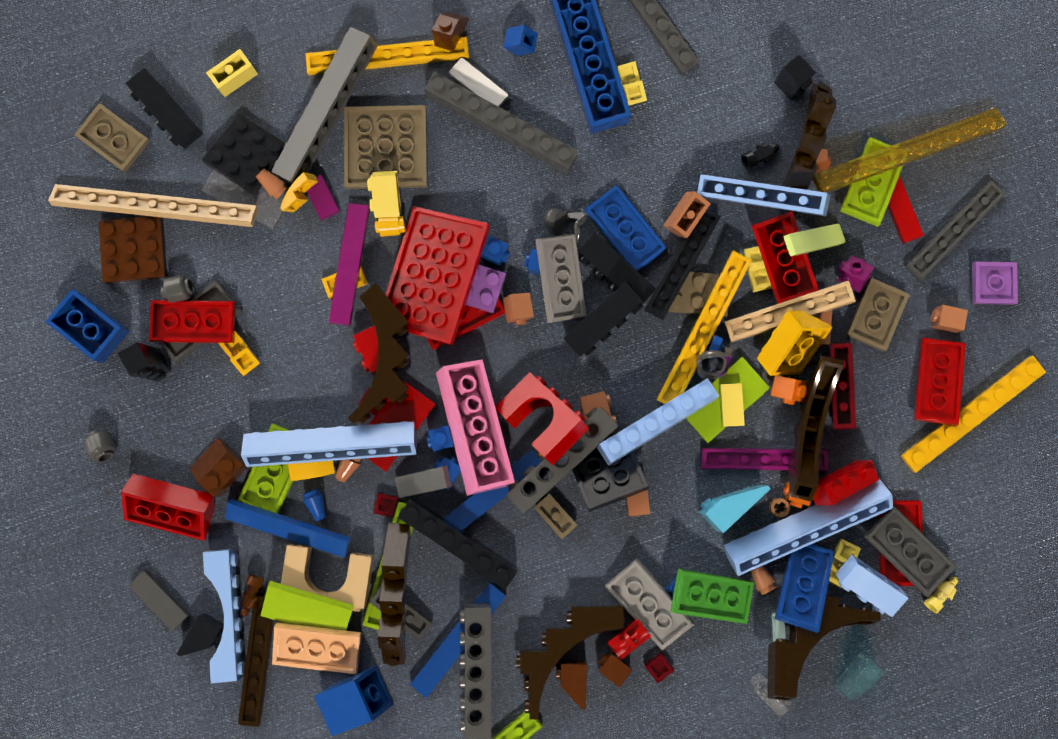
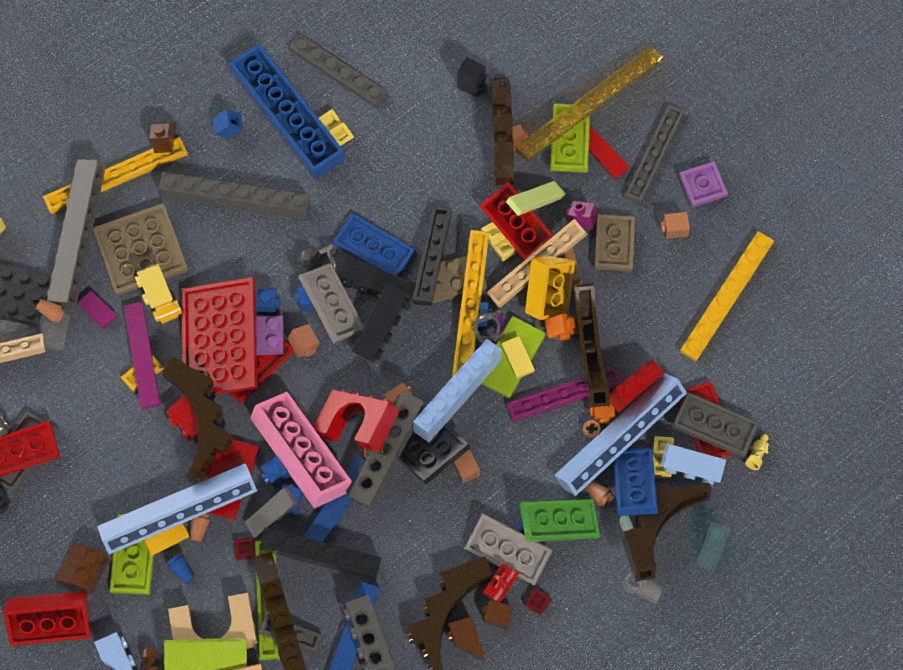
camera: 20 degrees left, 15 degrees down
(240, 354) = (70, 465): yellow slope -> none
(287, 527) = (162, 598): blue tile -> none
(295, 195) = (74, 315): yellow slope -> none
(477, 82) = (196, 168): white tile -> none
(555, 516) = (399, 504): dark tan plate -> none
(686, 214) = (421, 215): nougat brick -> none
(726, 509) = (544, 440): medium azure slope -> none
(764, 152) = (468, 146): black piece -> none
(764, 195) = (478, 176): light blue brick -> none
(844, 393) = (608, 311): dark red brick -> none
(939, 381) = (687, 278): red tile -> none

